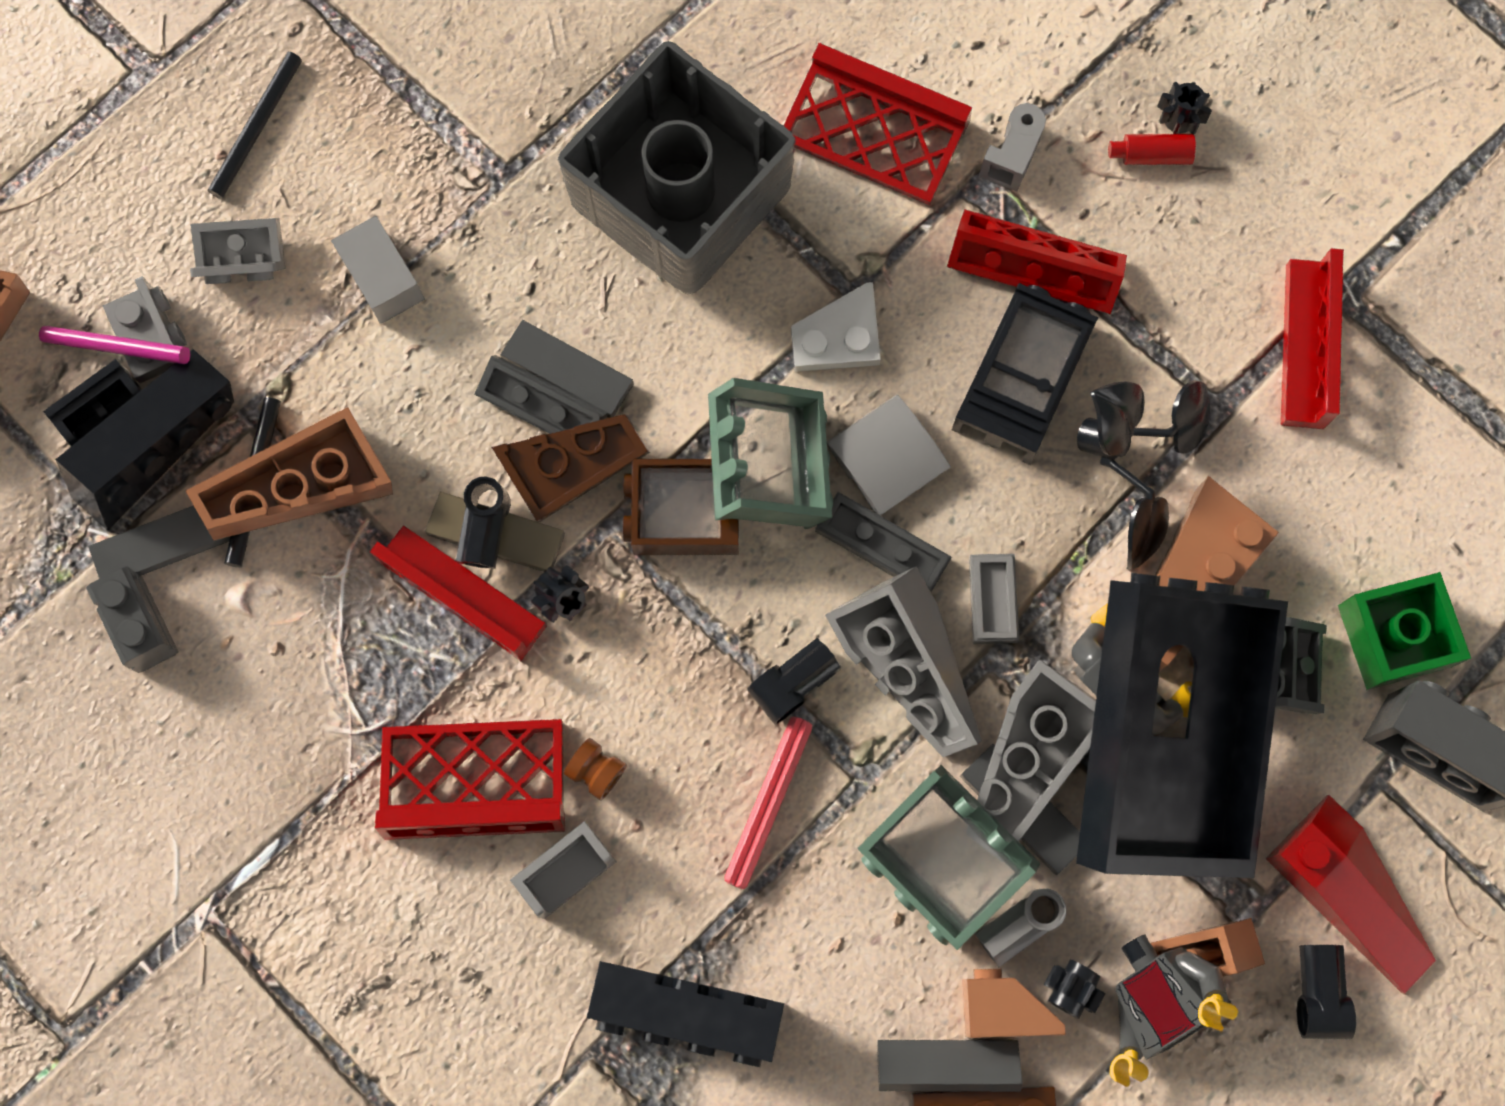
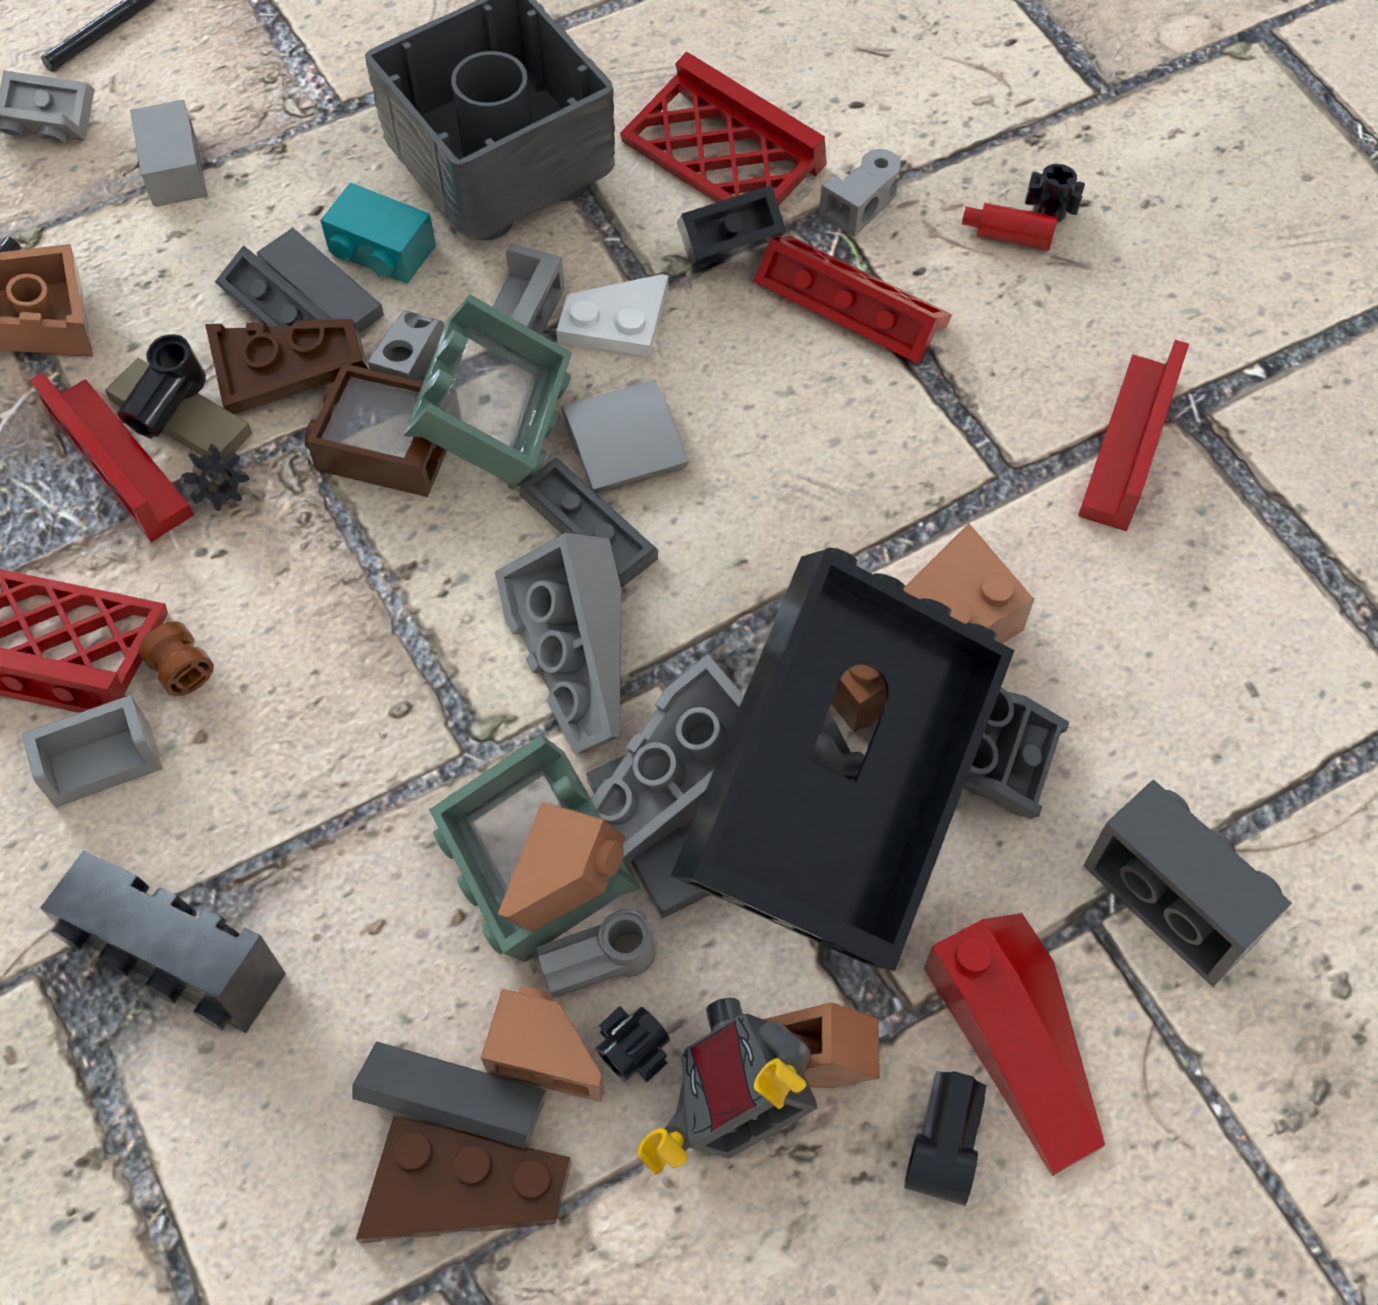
camera: 15 degrees right, 15 degrees down
(602, 307) = (378, 233): none -> teal brick
(675, 422) = (408, 346): none -> light grey leg
(754, 338) = (532, 287): none -> light grey panel
(768, 803) = (353, 748): coral axle -> none
(784, 688) = (418, 632): black piece -> none
(918, 224) = (730, 226): none -> black brick
(992, 877) = (561, 866): none -> nougat slope
(993, 599) = (691, 606): light grey tile -> none
(1026, 370) = (803, 390): black door -> none
(1118, 412) = (873, 418): black plant -> none
(1403, 631) = (1159, 734): green brick -> none

